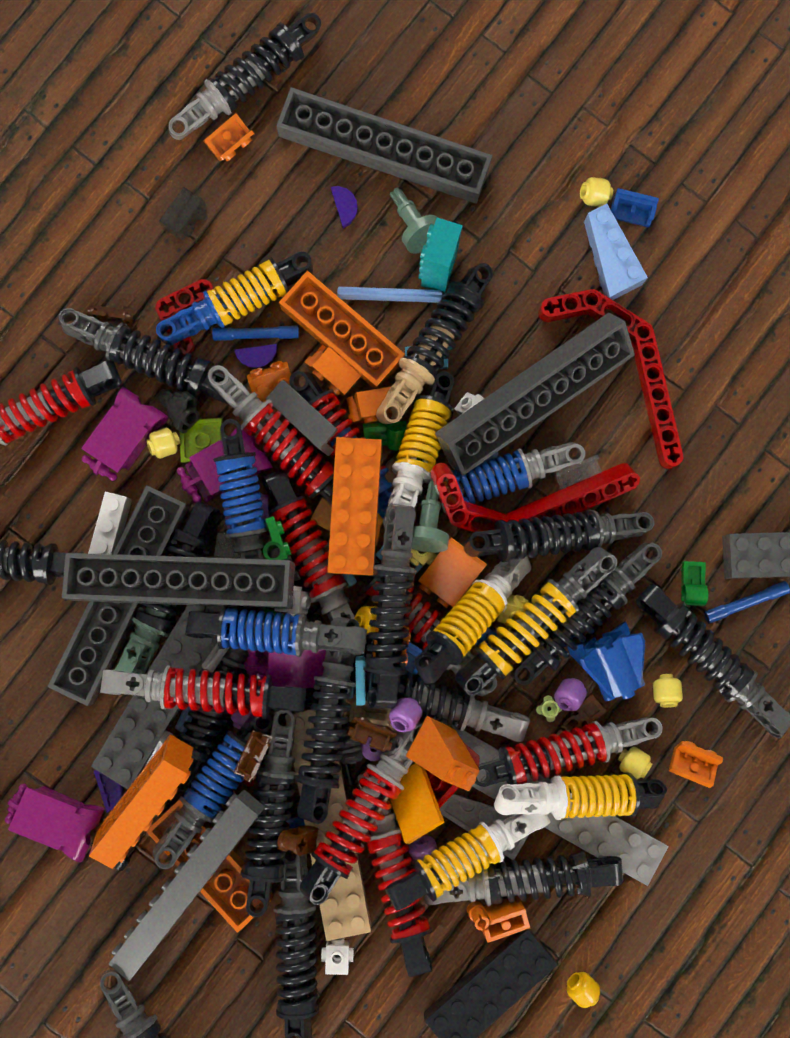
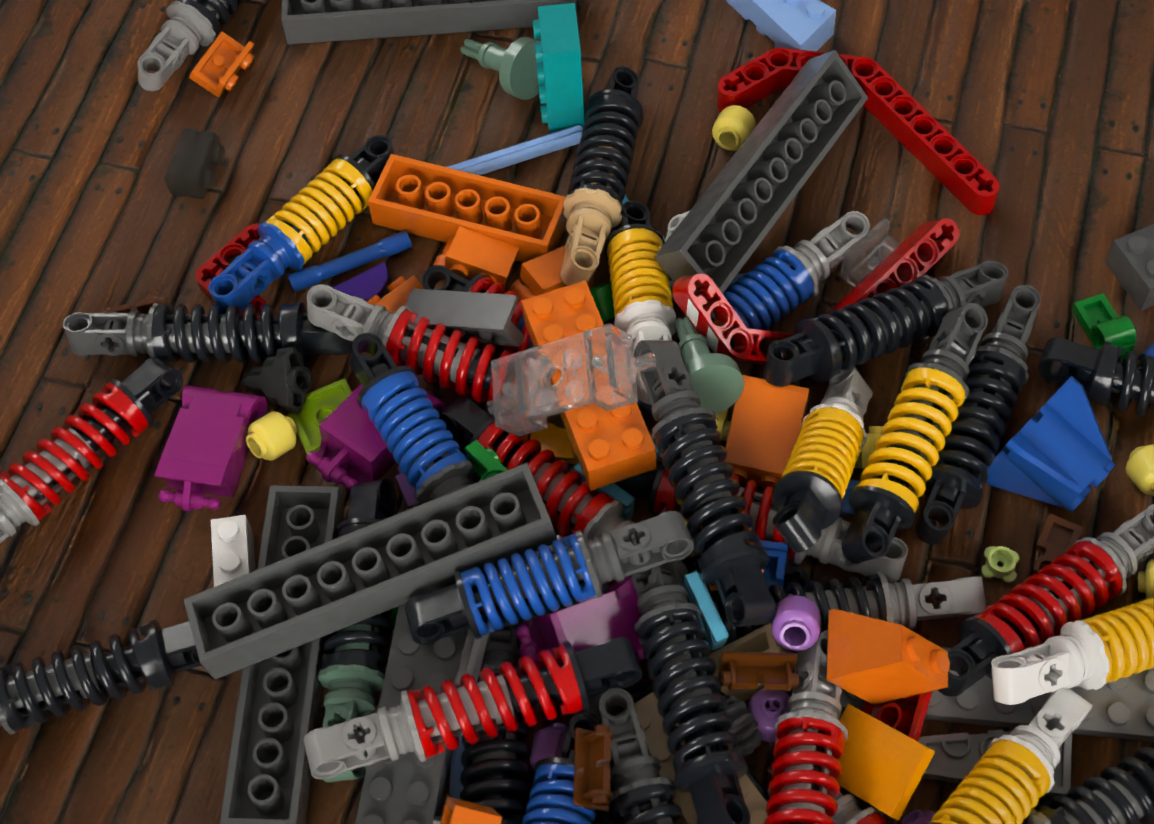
camera: 15 degrees left, 25 degrees down
(345, 204) = (406, 82): dark purple tile -> none
(354, 515) = (594, 369): none -> clear brick
(538, 338) = (733, 127): none -> light yellow head
(570, 694) = (1019, 526): medium lavender head -> none

